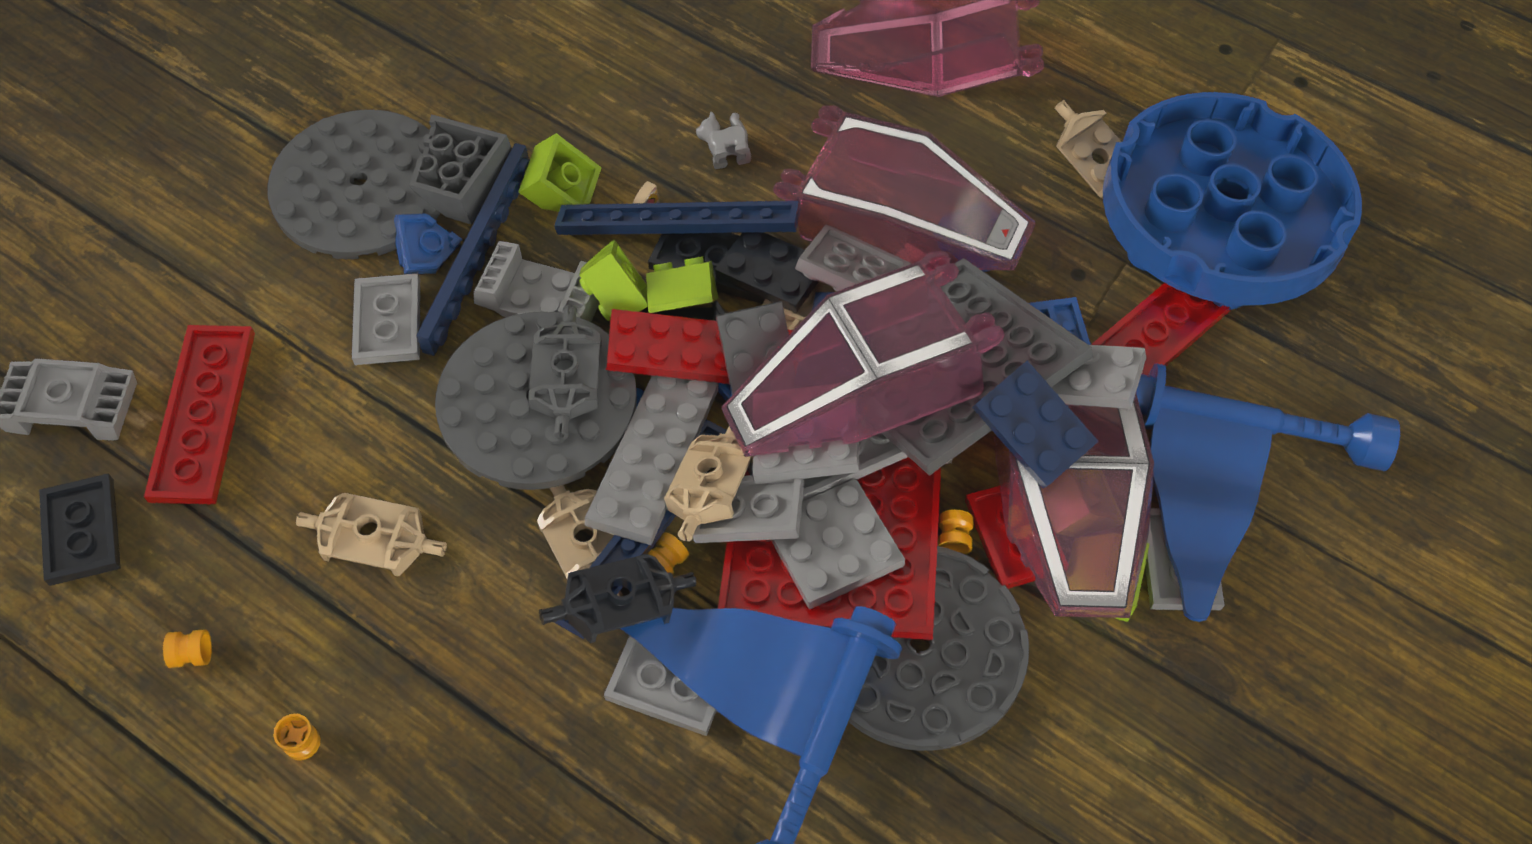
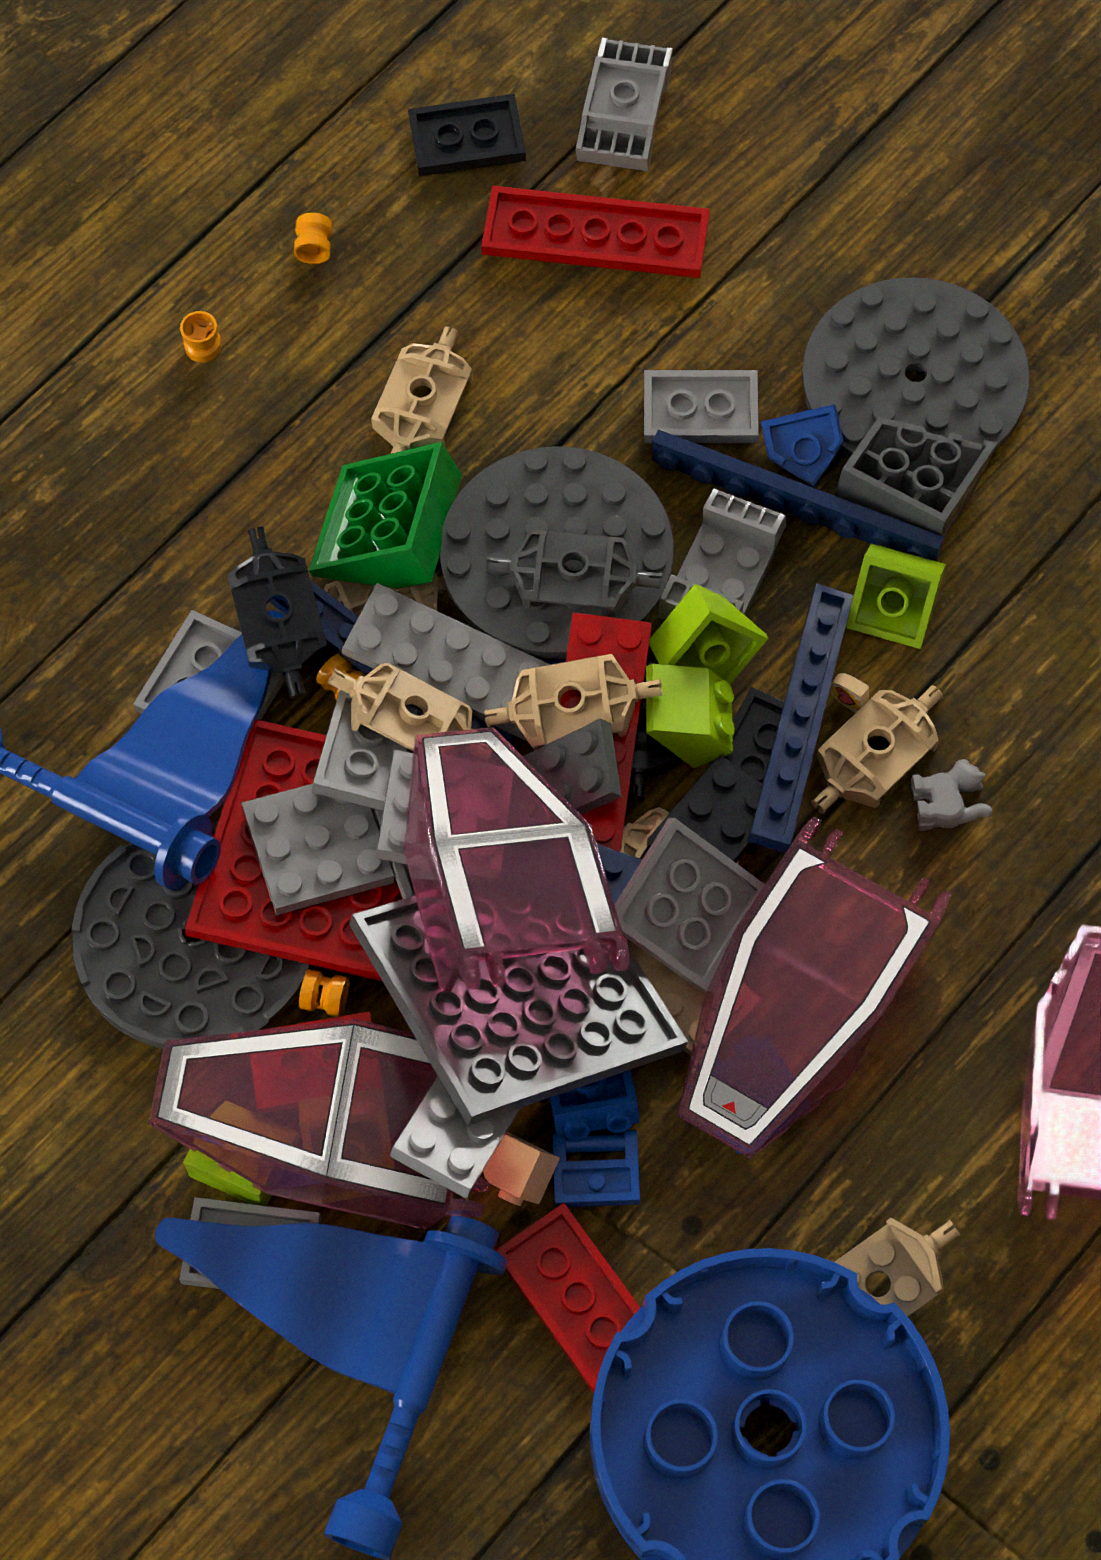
camera: 100 degrees right, 5 degrees up
(507, 534) = (388, 518): none -> green slope
(678, 163) = (866, 774): none -> tan plate
(685, 379) = (604, 695): none -> tan plate
(1035, 424) = (382, 1038): dark blue plate -> none

